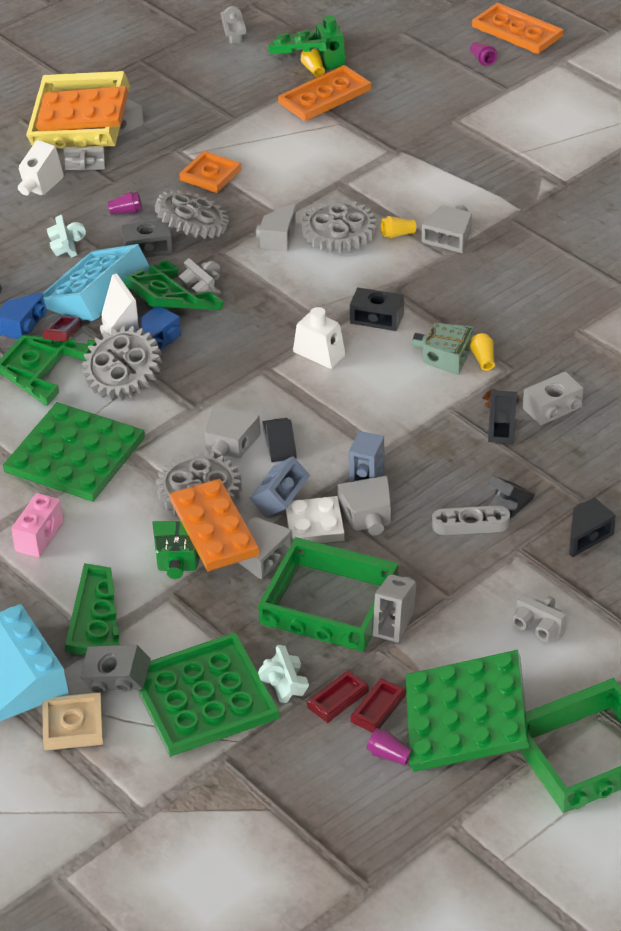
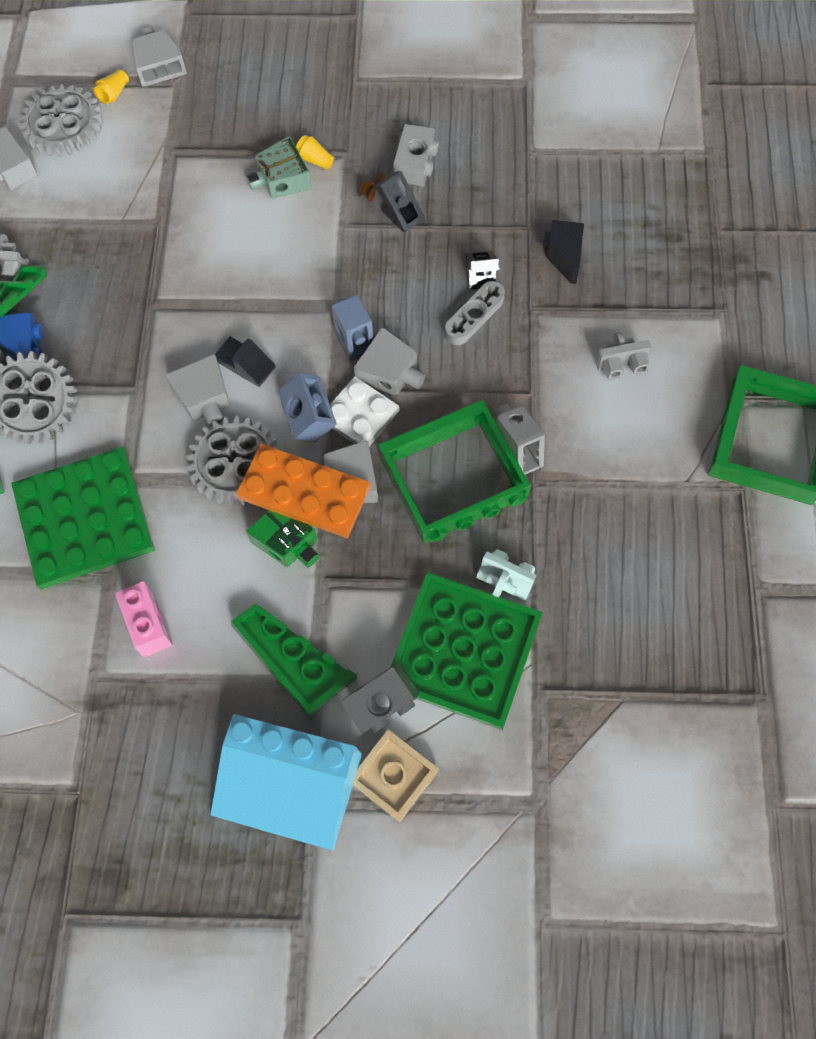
camera: 45 degrees left, 25 degrees up
(319, 339) = (176, 241): white torso -> none
(337, 696) = (559, 555): dark red tile -> none
(376, 309) = (185, 176): black brick -> none
(378, 705) = (596, 536): dark red tile -> none
(388, 747) = (649, 566): magenta cone -> none
(466, 711) = (673, 484): green plate -> none

